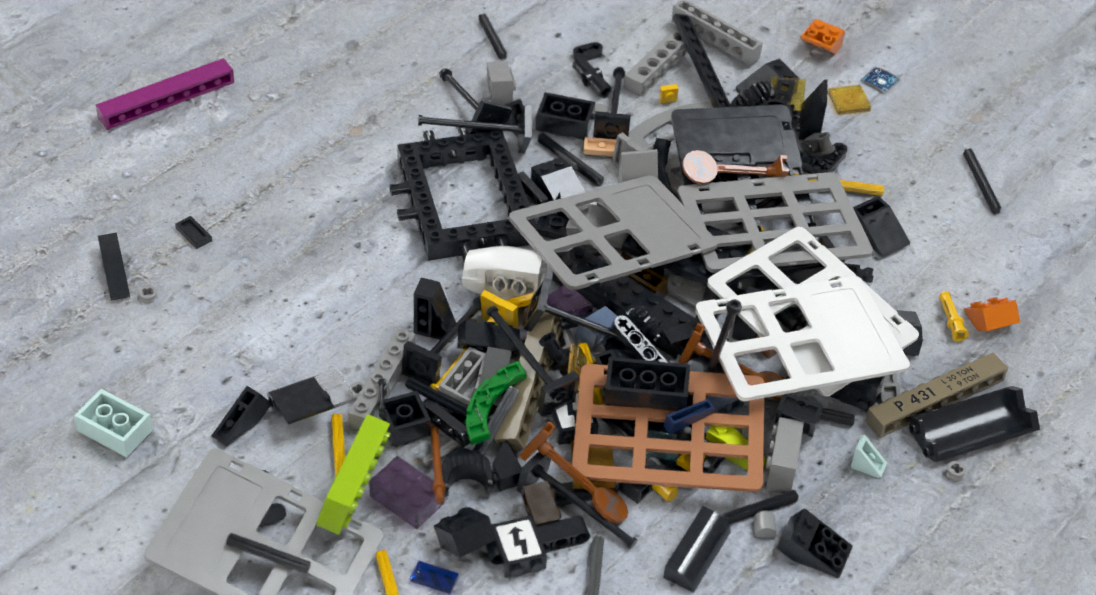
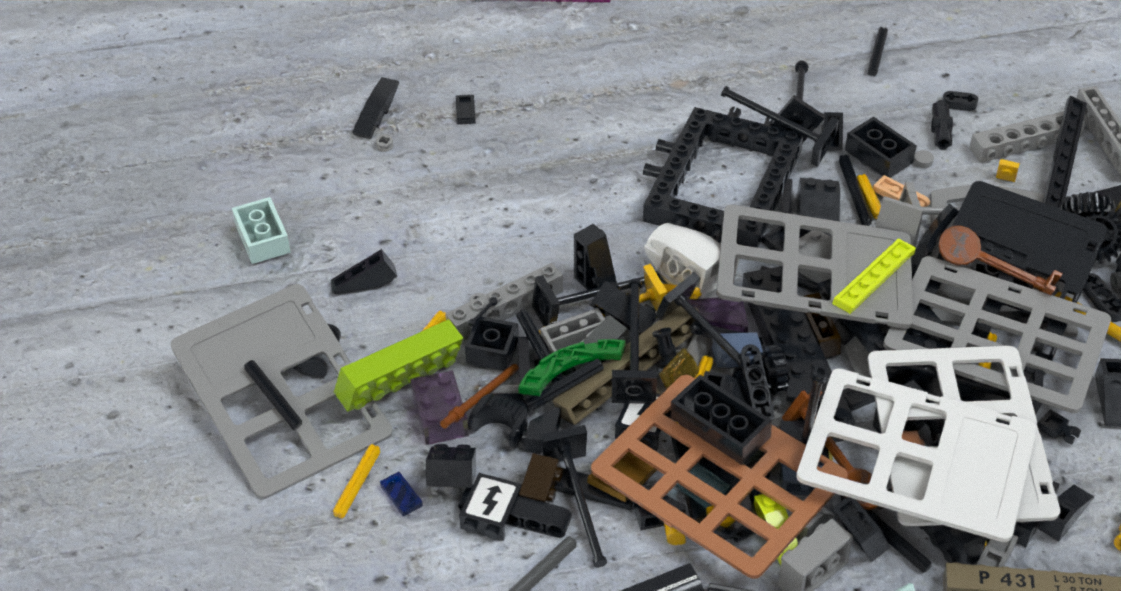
camera: 40 degrees right, 0 degrees up
(311, 396) = (431, 285): black door -> none
(500, 82) = (843, 92): light grey wedge -> none
(590, 161) = (869, 195): none -> yellow axle
(605, 500) = (604, 511): dark orange piece -> none
(611, 124) = (921, 174): black tile -> none
(662, 219) = (874, 276): none -> neon yellow tile
(687, 416) = (740, 470): dark blue piece -> none

